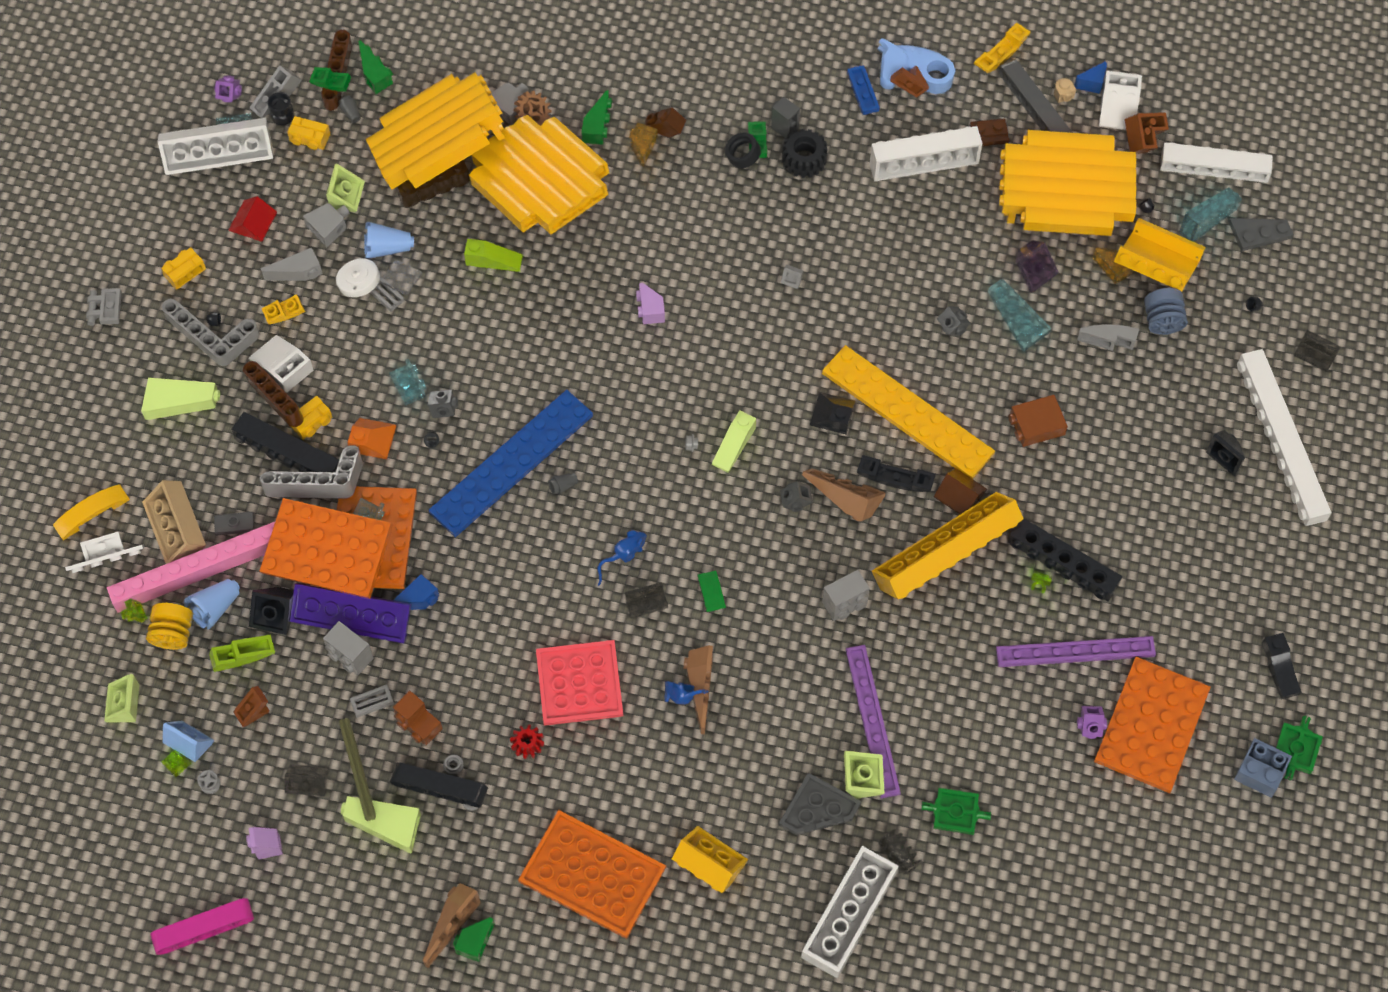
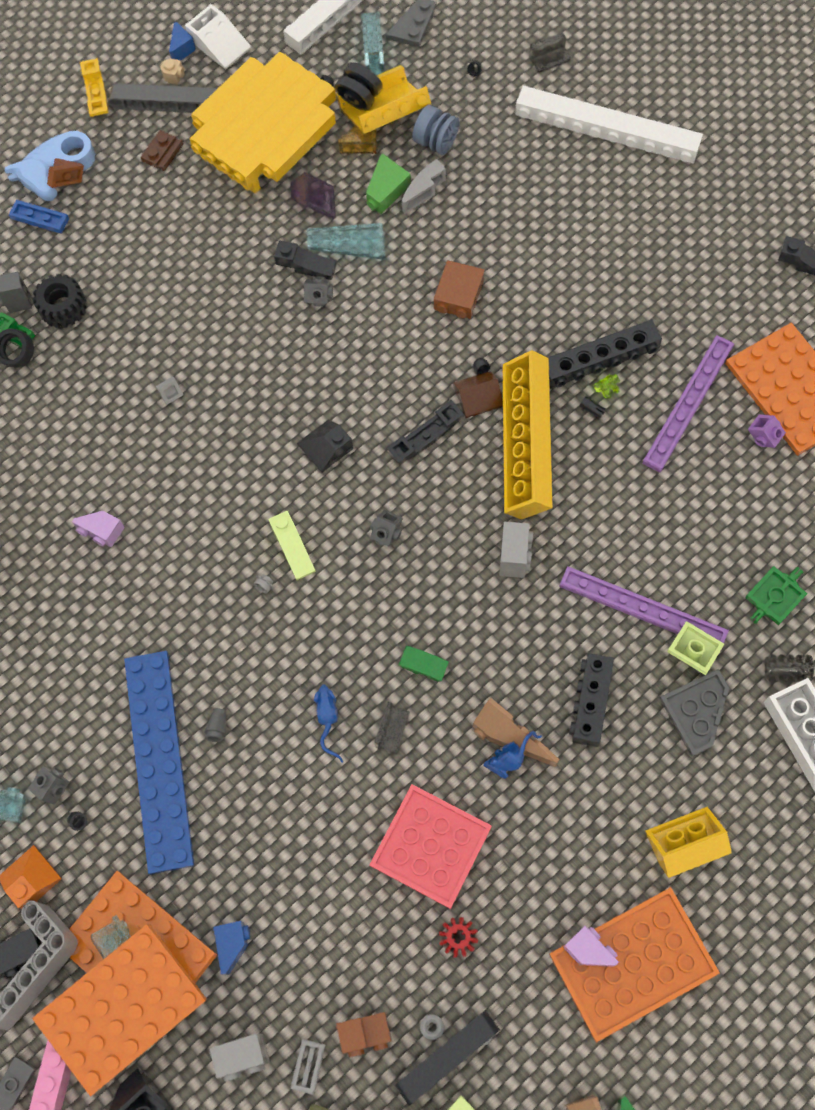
camera: 50 degrees left, 5 degrees up
(363, 616) = (189, 1041): dark purple plate -> none
(577, 832) = (589, 951): none -> lavender slope
(770, 726) = (592, 699): none -> black brick
(852, 499) = (422, 483): medium nougat wedge -> none
(908, 412) = (370, 385): yellow plate -> none
(925, 153) = (142, 207): white brick -> none
(973, 295) = (303, 261): none -> black slope
(985, 479) = (481, 366): none -> black hinge
(1013, 581) = (592, 407): none -> black pin
(1088, 308) = (386, 184): none -> bright green slope
(1143, 130) = (260, 38): dark orange brick -> none
(1150, 229) = (358, 86): none -> black wheel
(1226, 451) = (594, 171): black slope -> none

